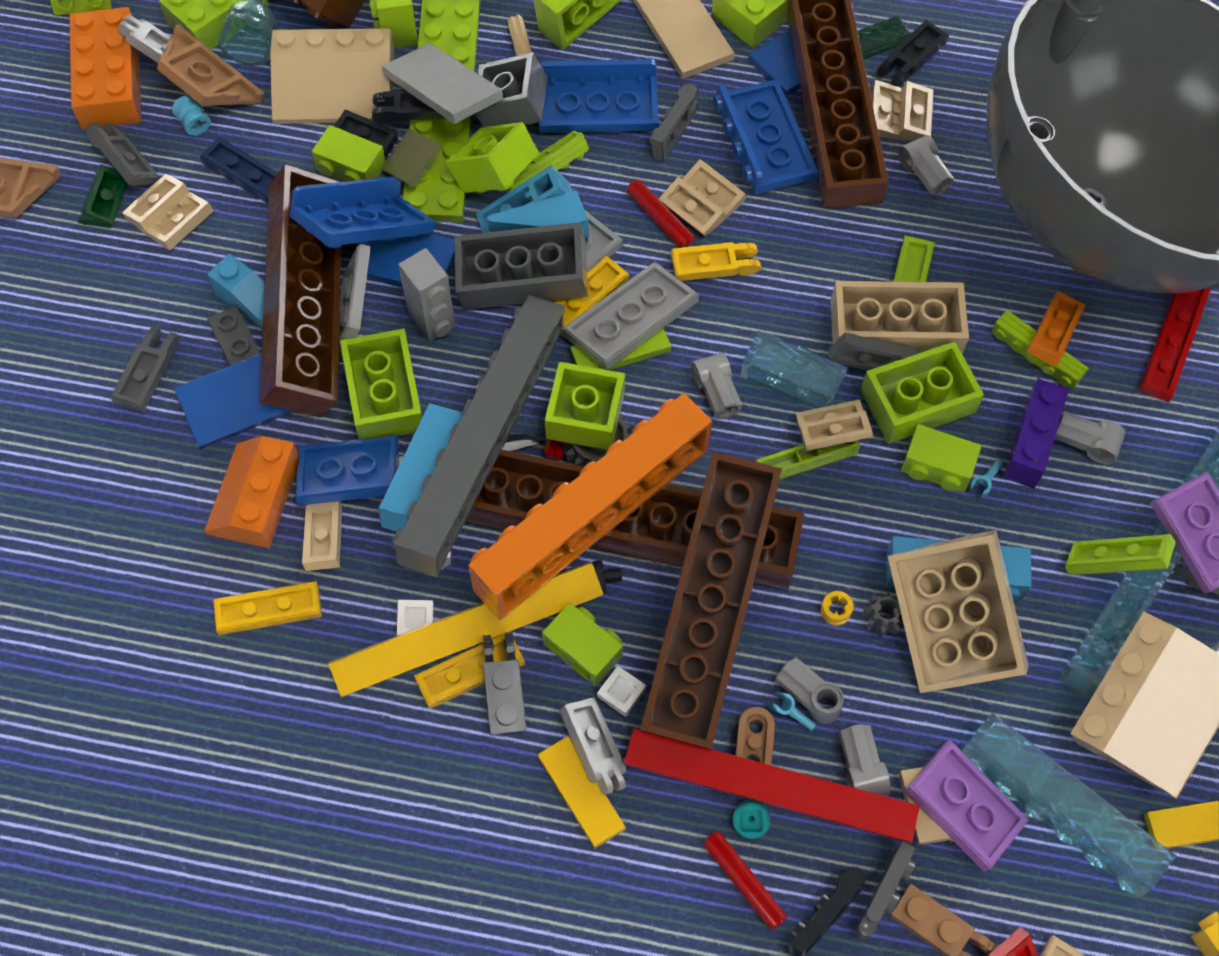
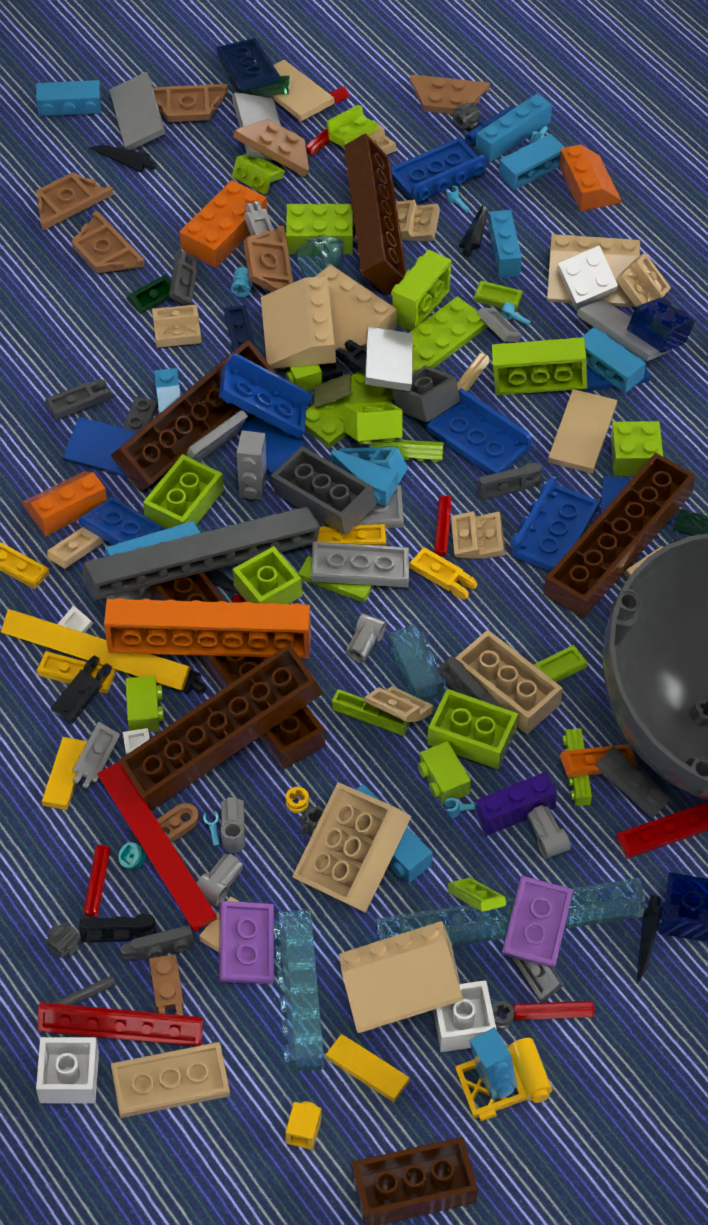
camera: 45 degrees right, 10 degrees down
(312, 111) = (299, 324): none -> tan slope
(1106, 323) = (632, 782): none -> dark grey plate

